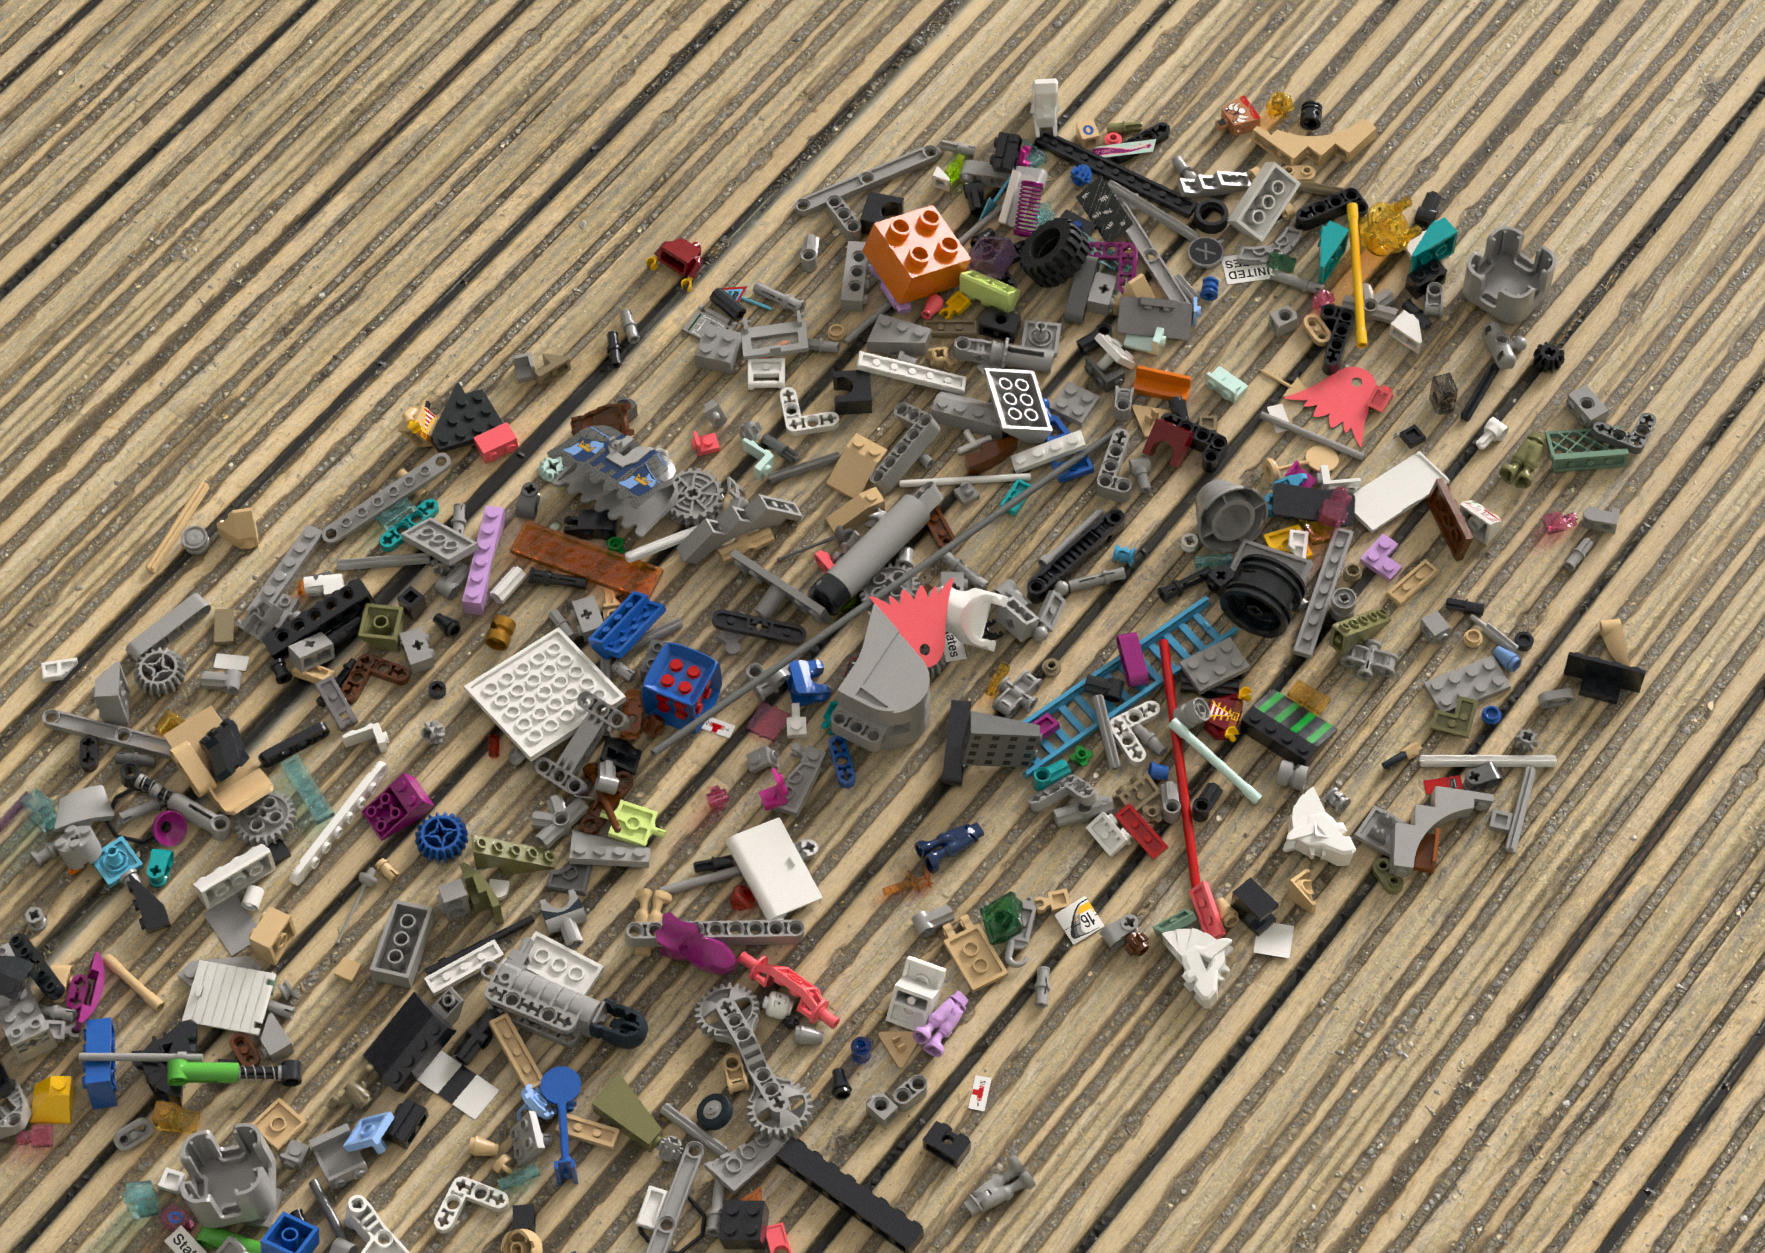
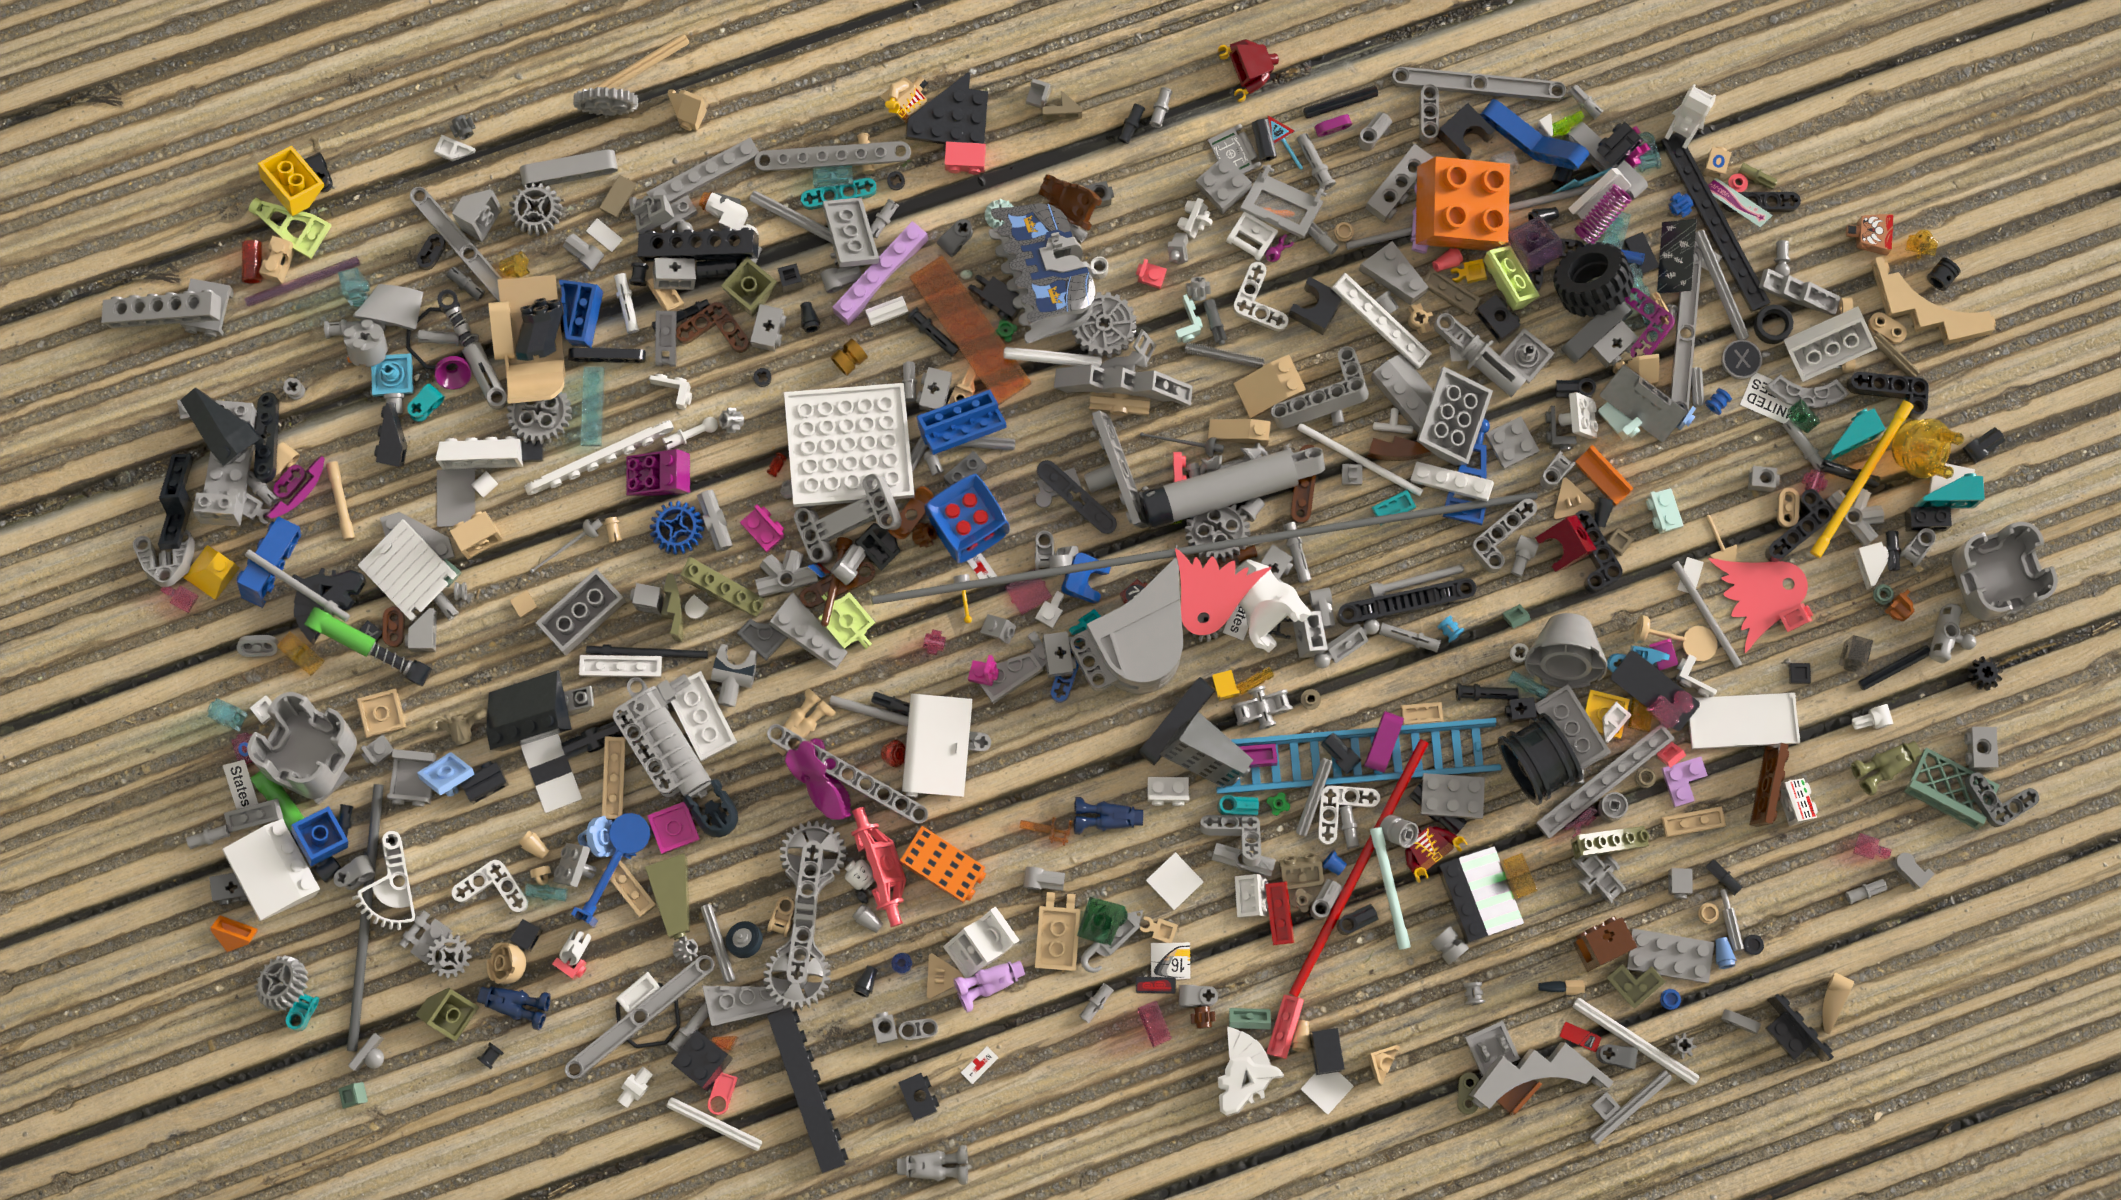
camera: 30 degrees right, 20 degrees up
(56, 646) = (462, 127): none -> dark grey gear
(169, 556) = (605, 101): none -> light grey gear
(195, 540) = (645, 90): light grey wheel -> none
(250, 721) = (581, 311): none -> blue wedge
(284, 698) = (624, 295): none -> white pin
(415, 749) = (709, 425): none -> white pin
(450, 485) = (893, 175): none -> black bush
(470, 814) = (714, 520): none -> light grey piece
(514, 797) = (763, 528): none -> dark pink bracket
(573, 1203) = (573, 947): none -> white arm
(579, 1225) = (578, 971): none -> coral bracket
(595, 1063) = (673, 827): none -> dark pink plate
(708, 743) = (963, 578): none -> hinge
(715, 384) = (1198, 218): none -> white hips
(769, 248) = (1340, 102): none -> black axle
(775, 266) = (1333, 125): none -> magenta beam
(792, 376) = (1275, 252): none -> magenta arm
(825, 745) = (1054, 665): none -> light grey brick
(842, 956) = (943, 865): none -> orange slope
(940, 195) = (1530, 141): none -> blue beam
(977, 696) = (1225, 685): none -> yellow bracket
(985, 798) = (1168, 790): none -> white bracket
(1040, 859) = (1174, 881): none -> white tile
(1080, 946) = (1156, 985): none -> sticker
(1101, 970) = (1154, 1024): none -> clear pink brick
(1147, 624) = (1422, 713): none -> tan plate
(1168, 517) = (1516, 616): none -> sand green plate
(1317, 833) = (1431, 1015): white animal -> none
(1327, 625) = (1586, 818): none -> clear pink plate
(1344, 280) = (1847, 473): none -> black pin
(1359, 544) = (1671, 754): none -> coral plate
(1413, 694) = (1604, 943): none -> reddish brown plate
(1435, 344) = (1887, 590): none -> sand green plate
(1452, 347) = (1901, 607): none -> dark orange piece

